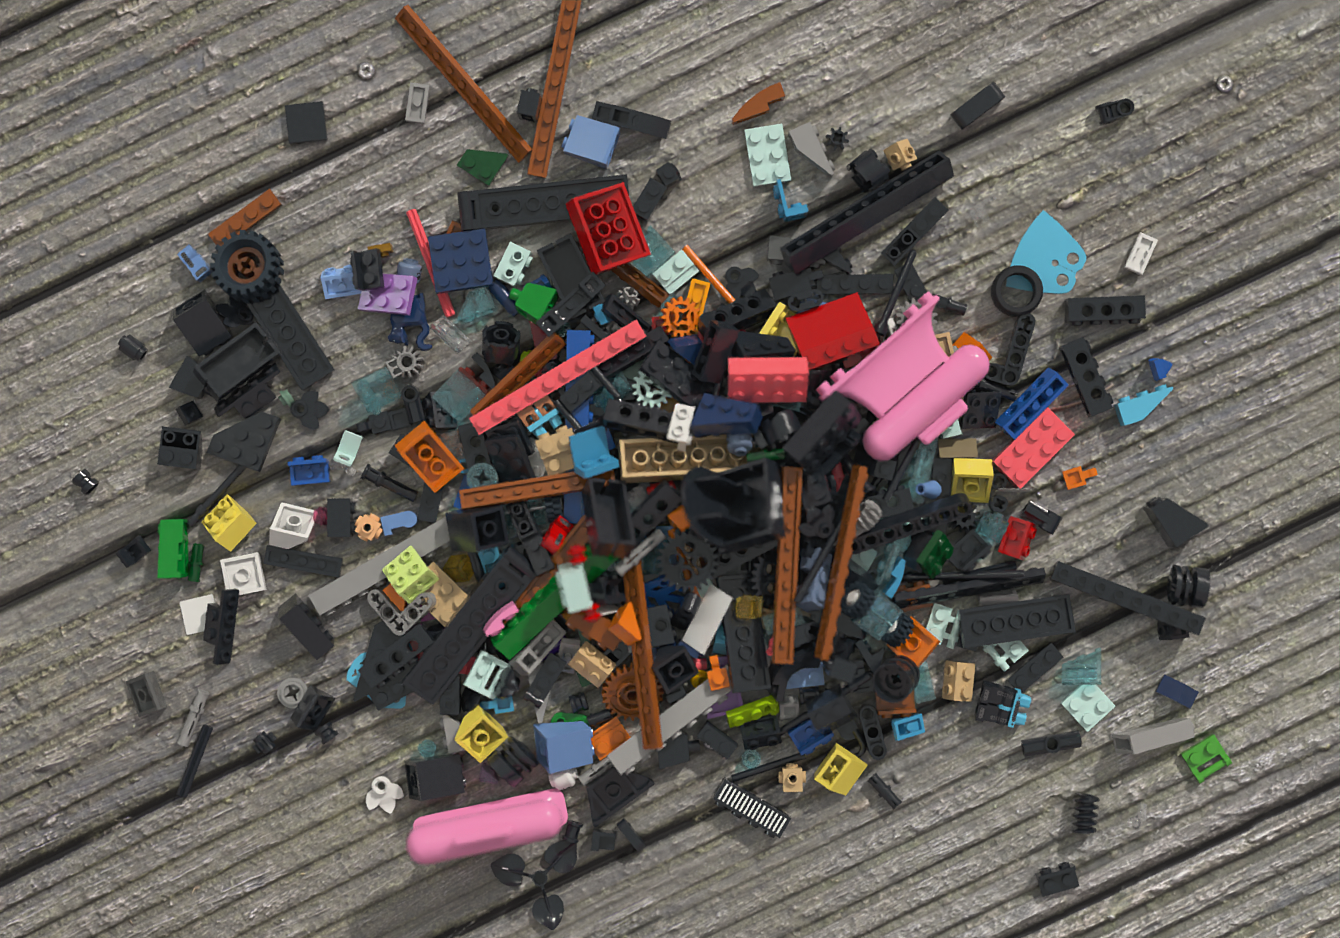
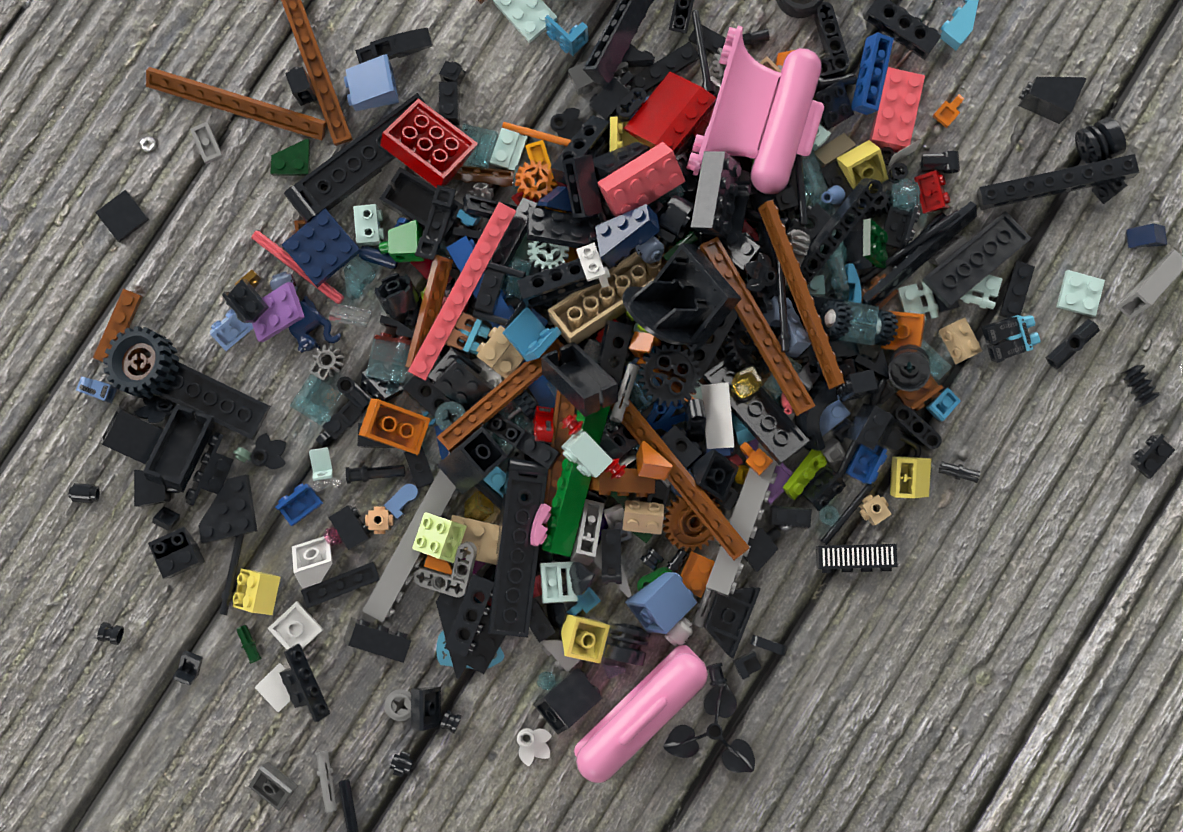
camera: 25 degrees left, 5 degrees down
(173, 549) = (221, 643): green wedge -> none
(1083, 670) = (1058, 266): clear light blue wing -> none

